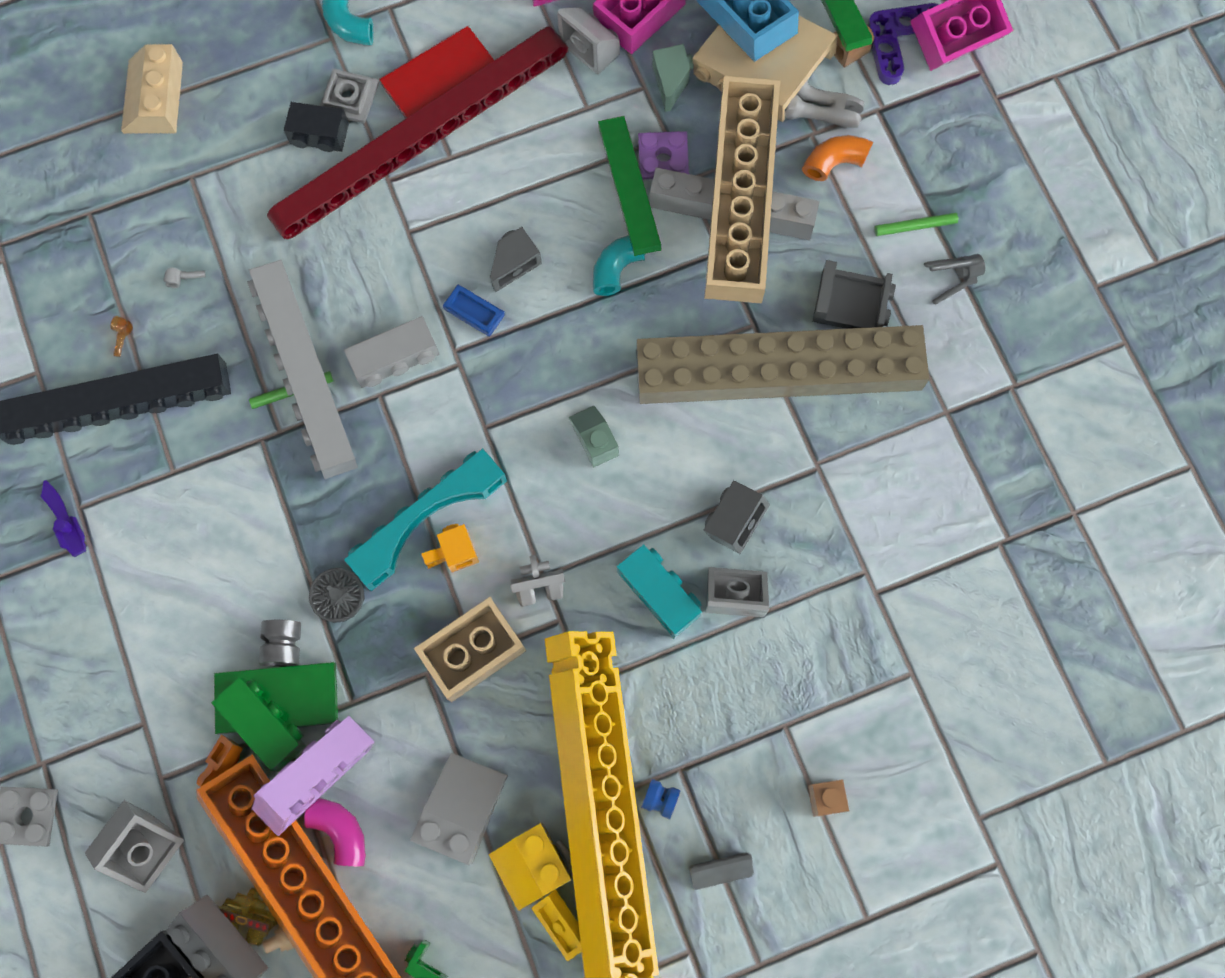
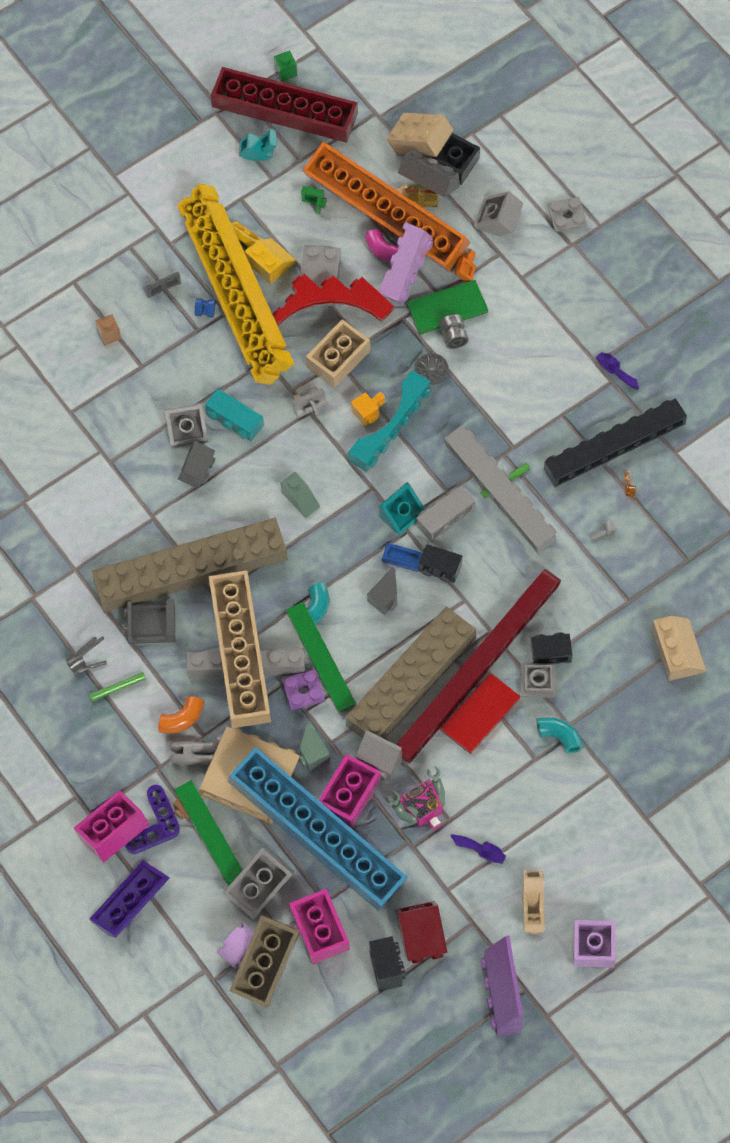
camera: 165 degrees right, 10 degrees down
(259, 723) = (448, 285): green brick -> none
(423, 279) = (440, 563): none -> black brick
(446, 760) = (307, 294): none -> red arch
(453, 375) = (401, 509): none -> teal slope
(513, 133) = (412, 675): none -> dark tan brick

